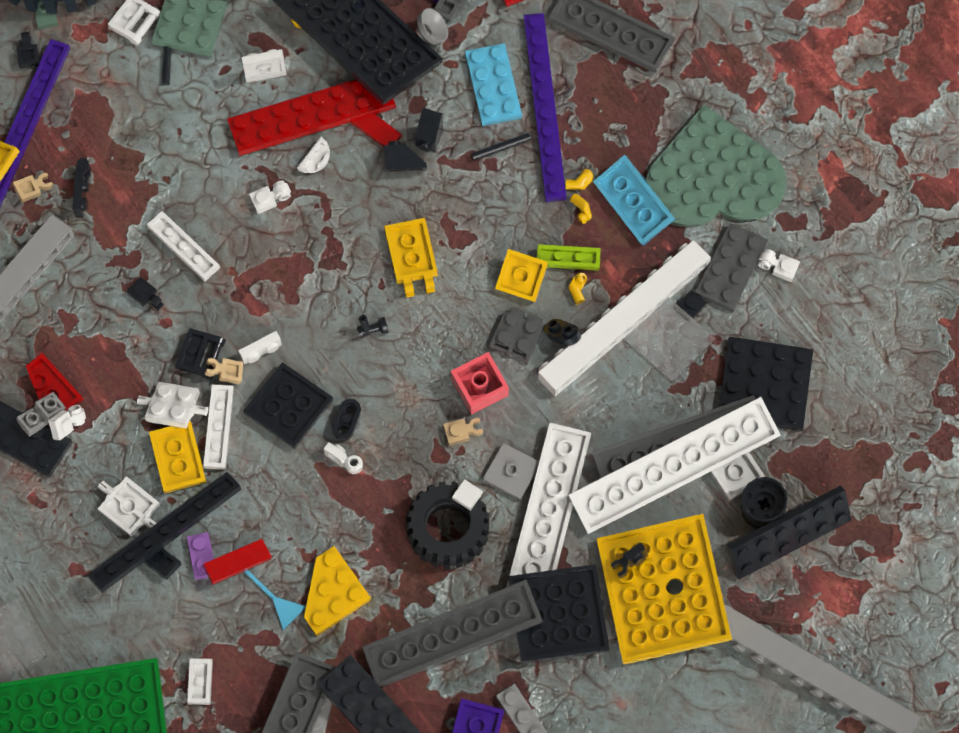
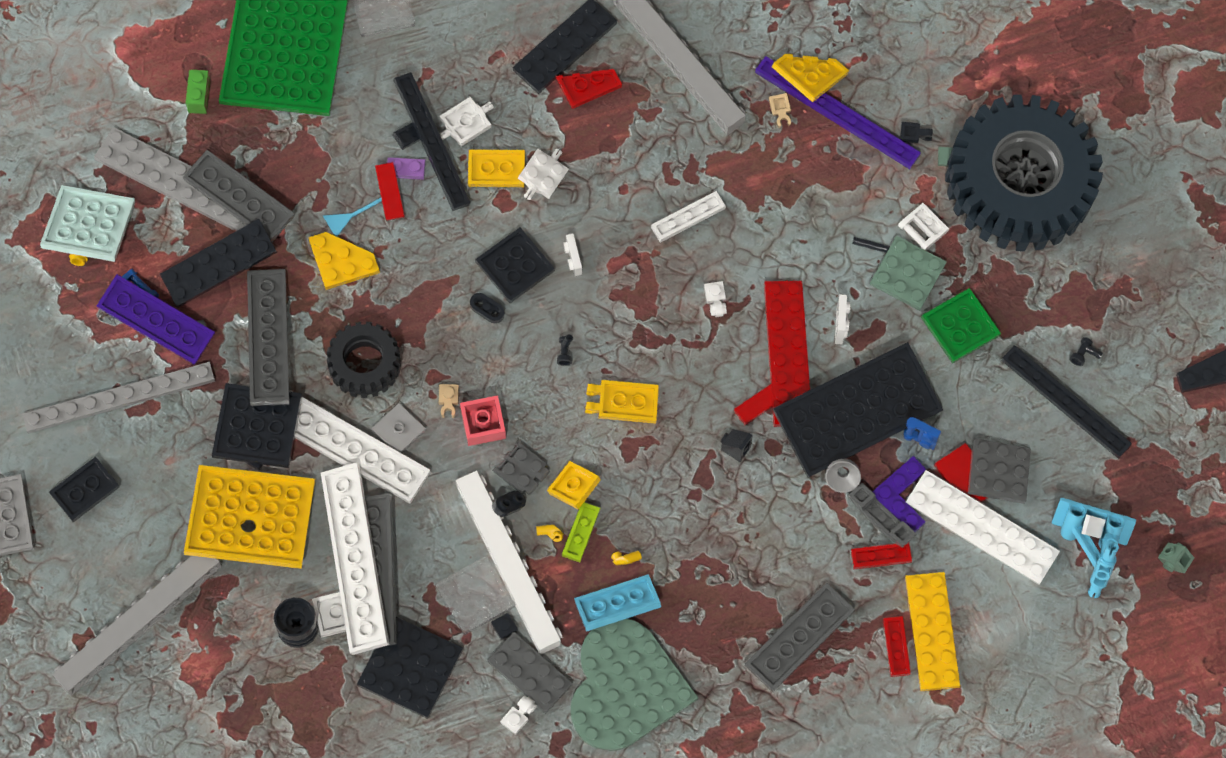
camera: 105 degrees right, 0 degrees up
(38, 416) = (565, 70): light grey slope -> none
(63, 422) = (551, 84): white plate -> none
(81, 186) = (768, 147): black hinge -> none
(144, 292) = (653, 176): black plate -> none
(194, 350) = (588, 203): black plate -> none
(200, 681) = (299, 141): white plate -> none
(218, 427) = (513, 206): white plate -> none
(228, 370) = (560, 224): tan plate -> none
(316, 158) = (742, 346): white plate -> none
(338, 455) = (456, 292): white plate -> none
(401, 158) = (717, 415): black slope -> none
(467, 495) = (377, 374): white tile -> none
(493, 84) = (773, 517): medium azure plate -> none
(500, 146) = (708, 506): black bar -> none
(544, 108) = (738, 556): dark purple plate -> none
(581, 182) = (652, 566): yellow arm -> none
(634, 556) = (282, 498): black plate -> none
(789, 532) = (263, 636): black plate -> none

